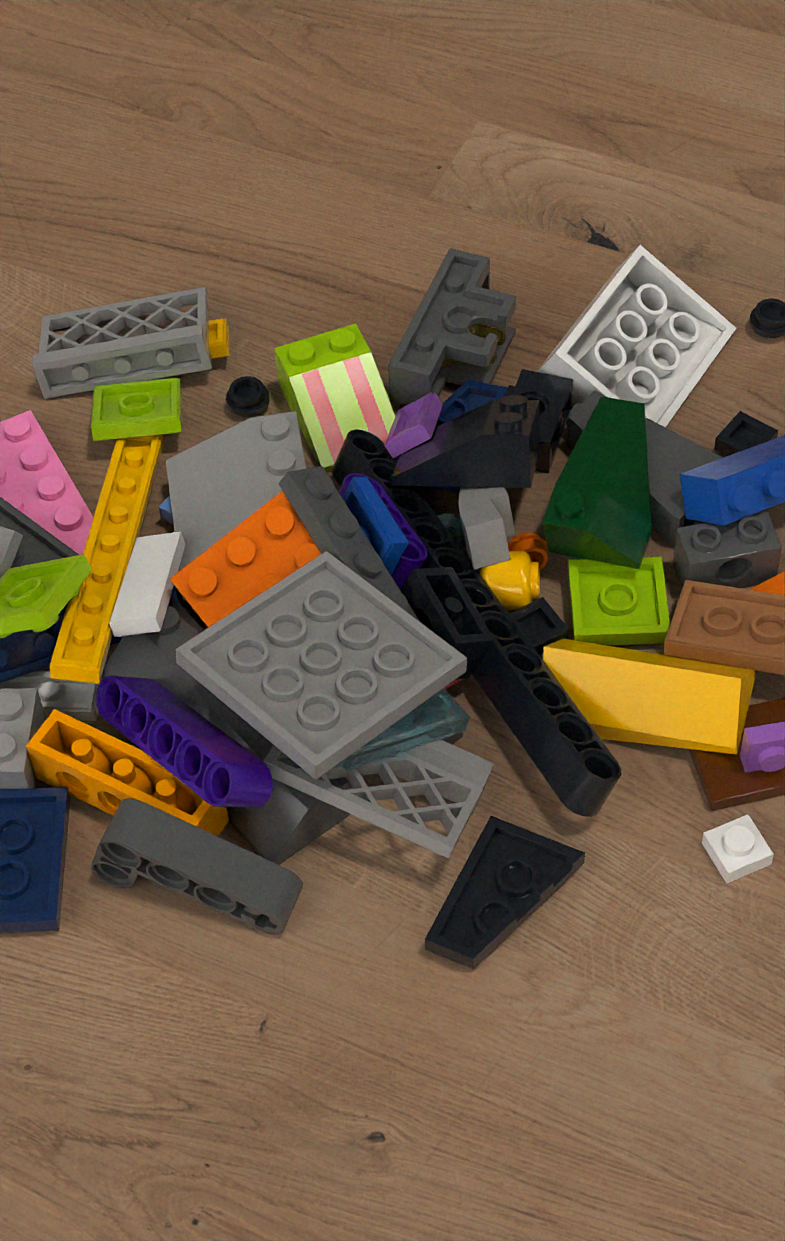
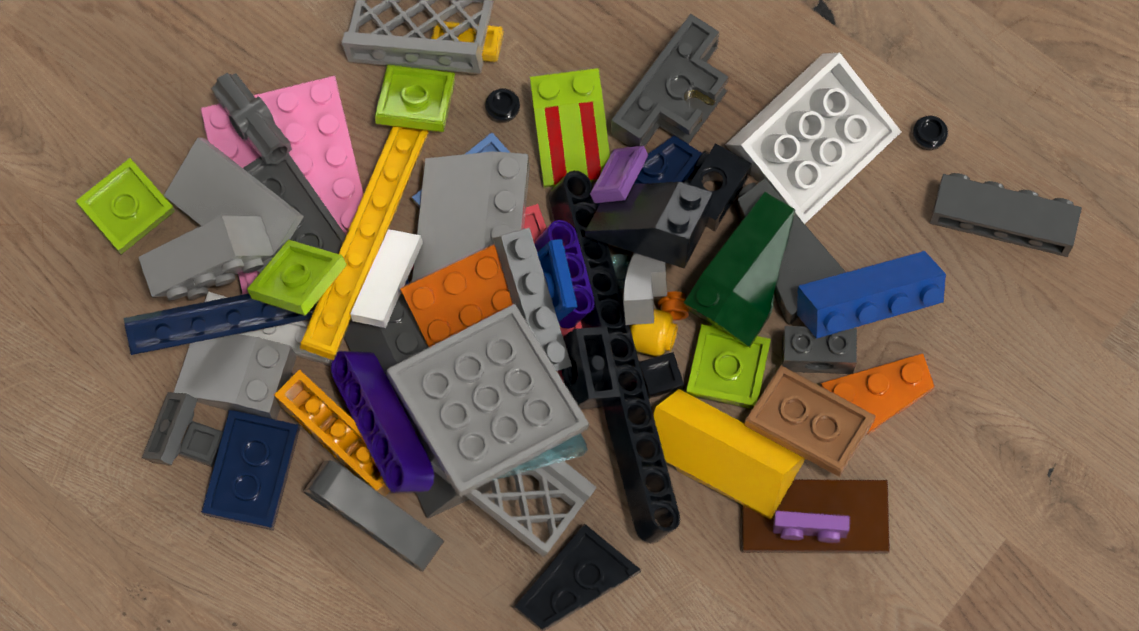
camera: 15 degrees right, 20 degrees up
(737, 848) = (749, 588): white plate -> none
(742, 434) = (870, 245): black plate -> none

